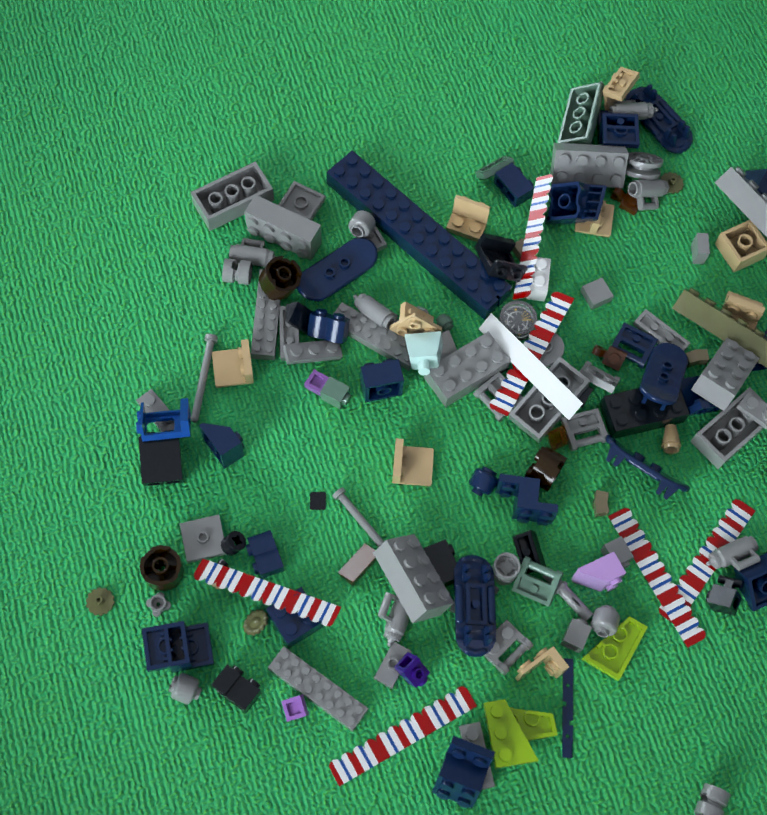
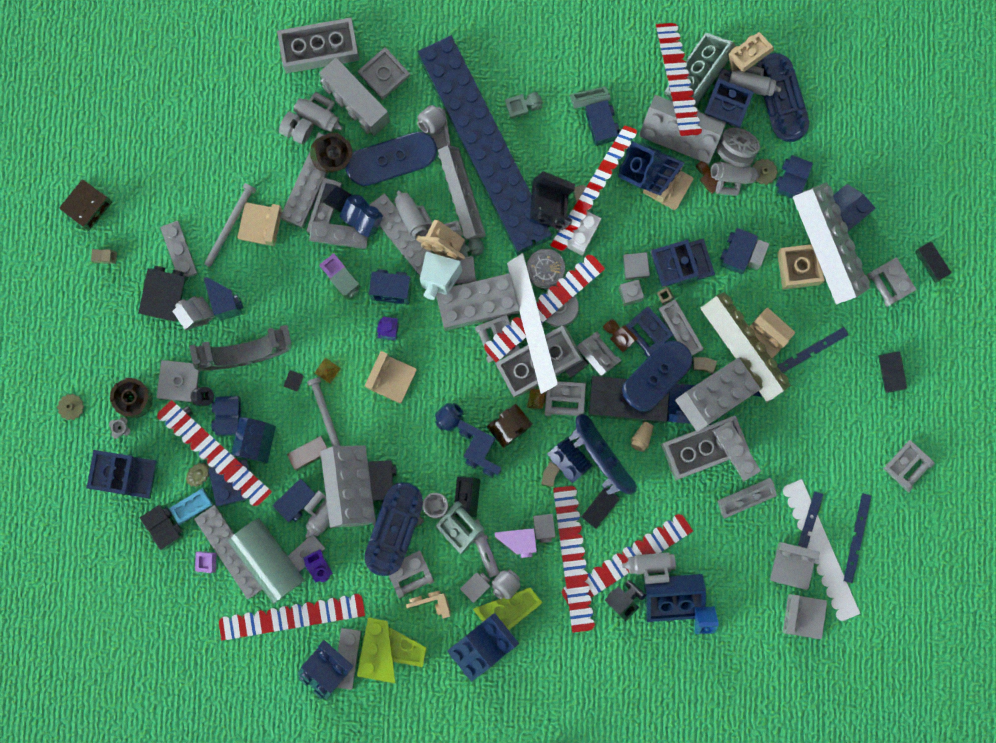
camera: 25 degrees right, 15 degrees up
(55, 403) = (85, 205): none -> dark brown bracket
(88, 445) = (103, 256): none -> dark tan piece
(182, 423) = (193, 265): blue window -> none
(184, 688) = (117, 511): light grey head -> none
(197, 465) = (193, 312): none -> light grey brick
(238, 499) = (218, 358): none -> dark grey piece
(259, 657) = (191, 506): none -> medium azure plate
(300, 566) = (253, 440): none -> dark blue slope
(348, 479) = (327, 370): none -> slope
(358, 682) = (266, 560): none -> sand green brick
(363, 614) = (294, 501): none -> dark blue brick
(392, 420) = (388, 328): none -> dark purple brick
(414, 280) = (461, 192): none -> light grey piece
(433, 193) = (518, 105): none -> sand green plate
(468, 218) = (539, 147): tan bracket -> none
(567, 743) = (442, 648): dark blue piece -> none
(568, 127) = (677, 79): none -> sticker
(603, 316) = (631, 293): none -> light grey brick
(610, 691) = (483, 647): none -> dark blue bracket
(614, 481) = (569, 460): none -> dark blue brick
(635, 309) = (666, 290): none -> dark tan piece
(639, 274) = (682, 262): none -> dark blue bracket
(660, 518) = (600, 508): none -> black slope
(681, 251) = (739, 250): none -> dark blue brick
(700, 177) = (794, 176): none -> dark blue brick

